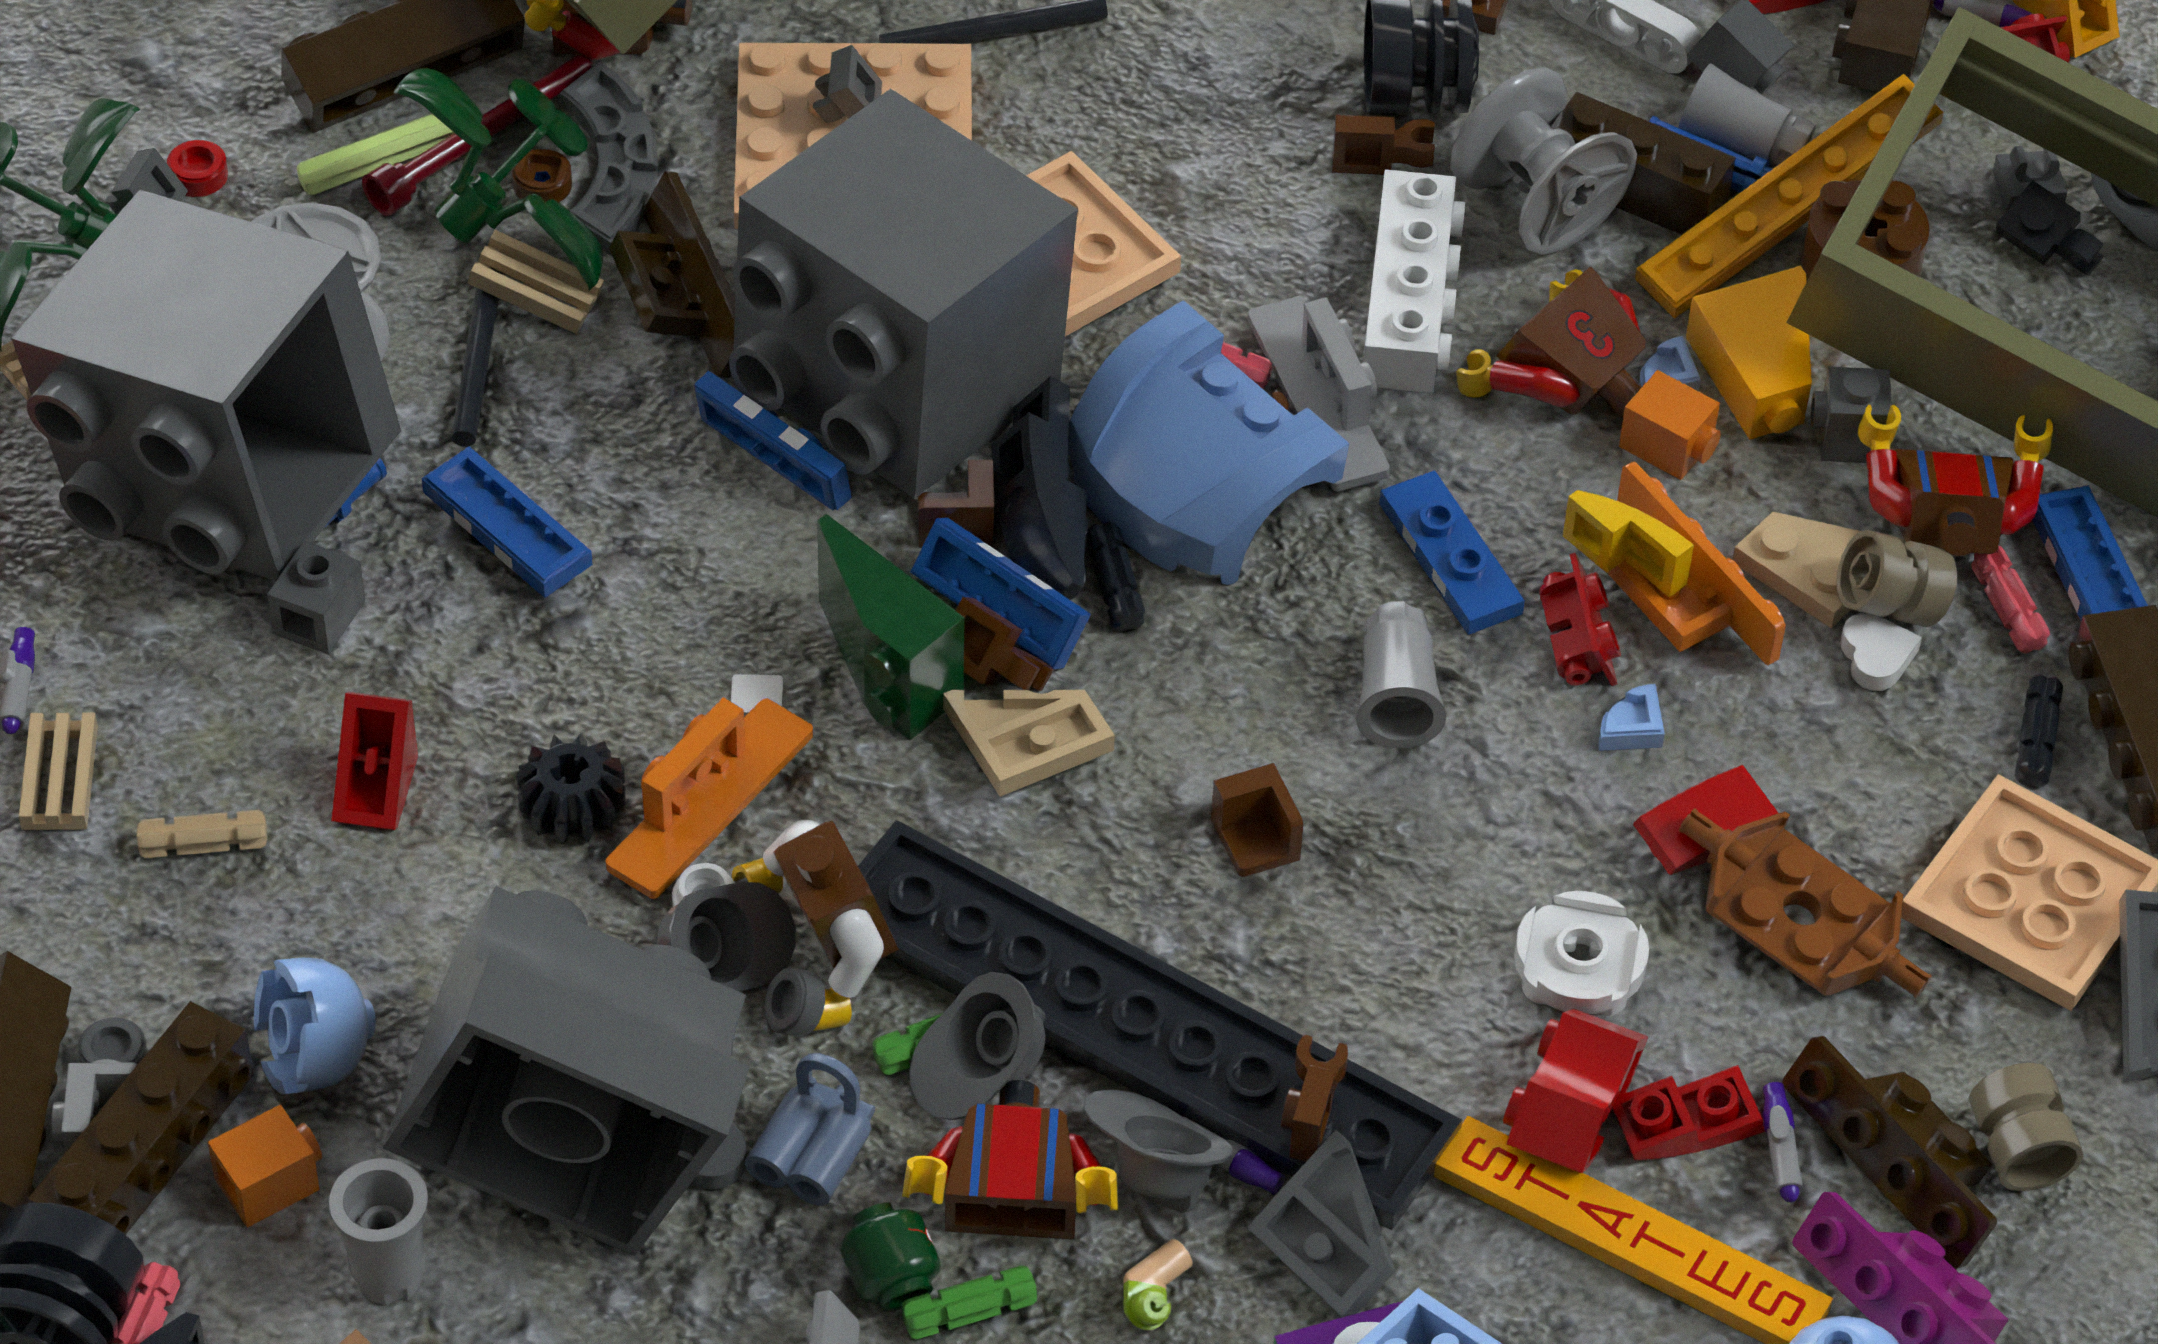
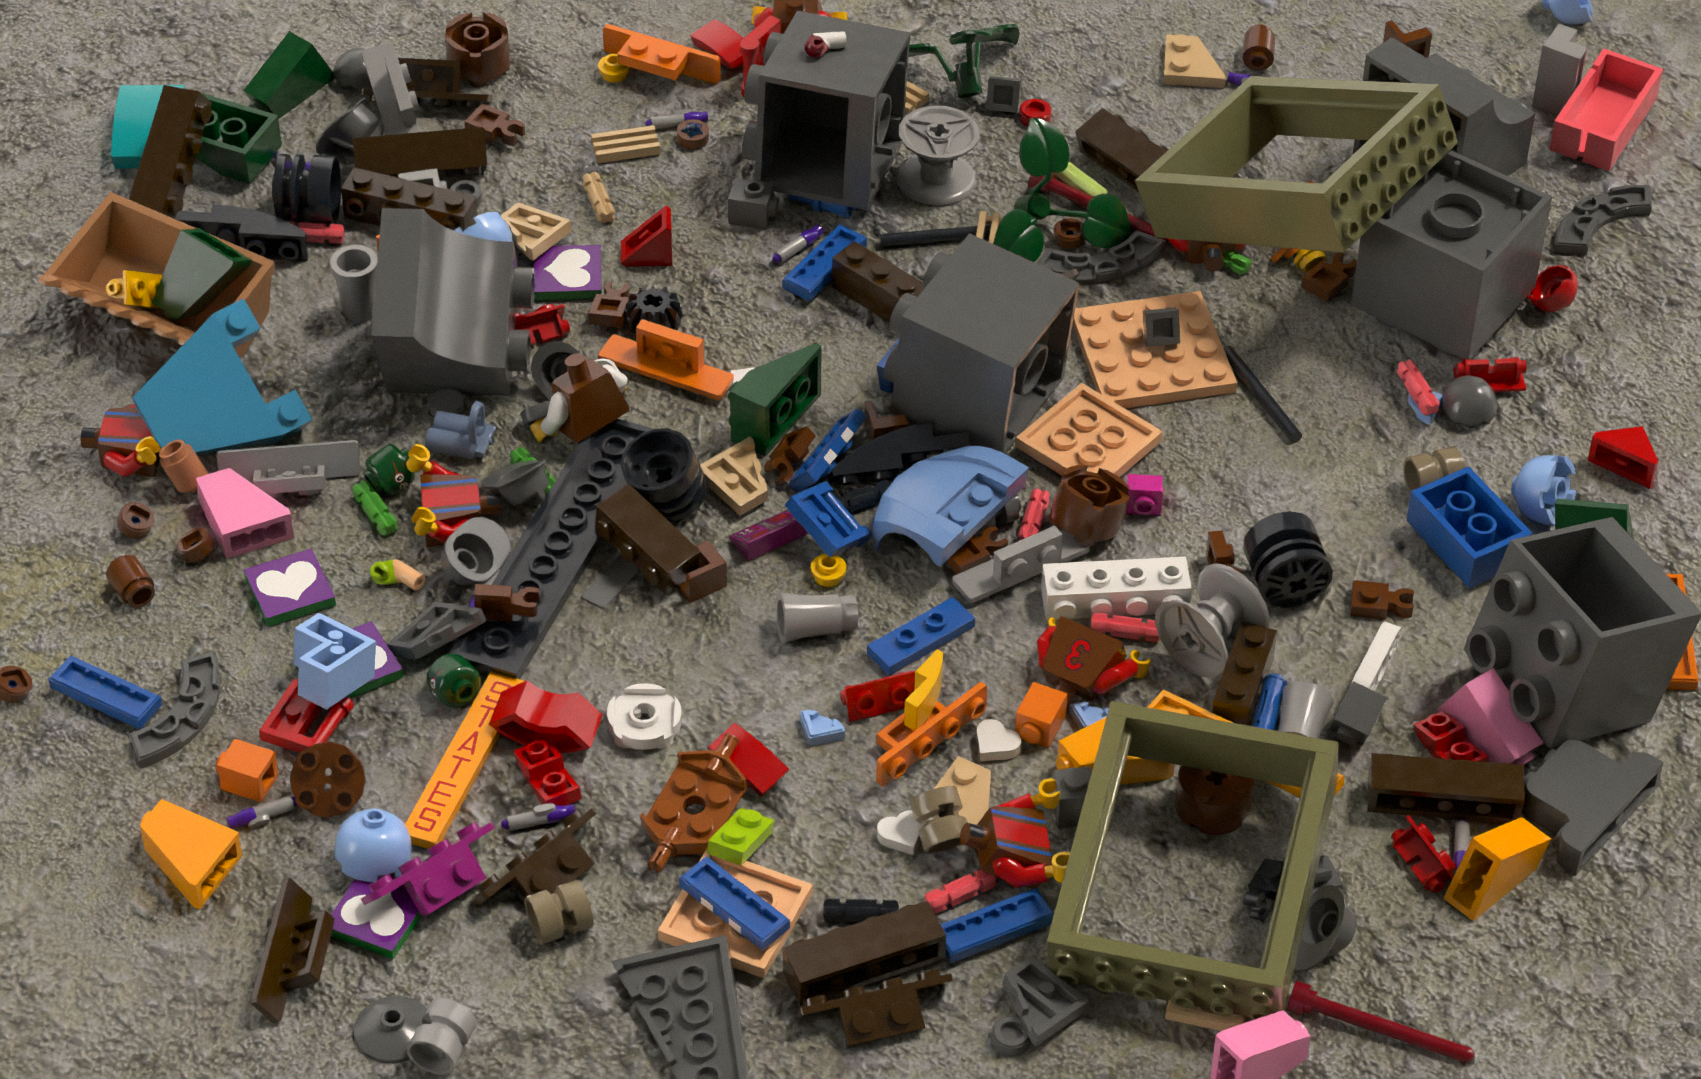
camera: 80 degrees right, 5 degrees down
(68, 662) = (692, 134): none -> reddish brown tile
(160, 300) = (820, 43): none -> arm
(275, 925) = (535, 229): none -> tan wing
(398, 912) = (568, 273): none -> tile
(431, 556) = (797, 243): none -> piece
(530, 858) = (609, 308): none -> reddish brown plate
(612, 446) = (871, 280): none -> dark brown brick
(1049, 783) = (665, 472): none -> black wheel
(1168, 712) = (767, 535): none -> magenta slope
(1186, 870) = (646, 538): none -> dark brown brick
(1192, 611) = (827, 520): none -> blue plate
(1194, 211) = (1145, 494): none -> dark pink bracket
(1224, 963) = (610, 582): none -> dark grey sticker
(1240, 262) = (1089, 504): none -> reddish brown brick
(1272, 658) = (827, 570): none -> yellow plate
(1459, 1218) = (451, 679): none -> dark green head
(1484, 291) = (1125, 627): none -> coral axle
(1705, 495) = (996, 742): none -> white tile
(1885, 853) = (740, 836): none -> lime plate
(2050, 871) = (734, 903): none -> blue plate

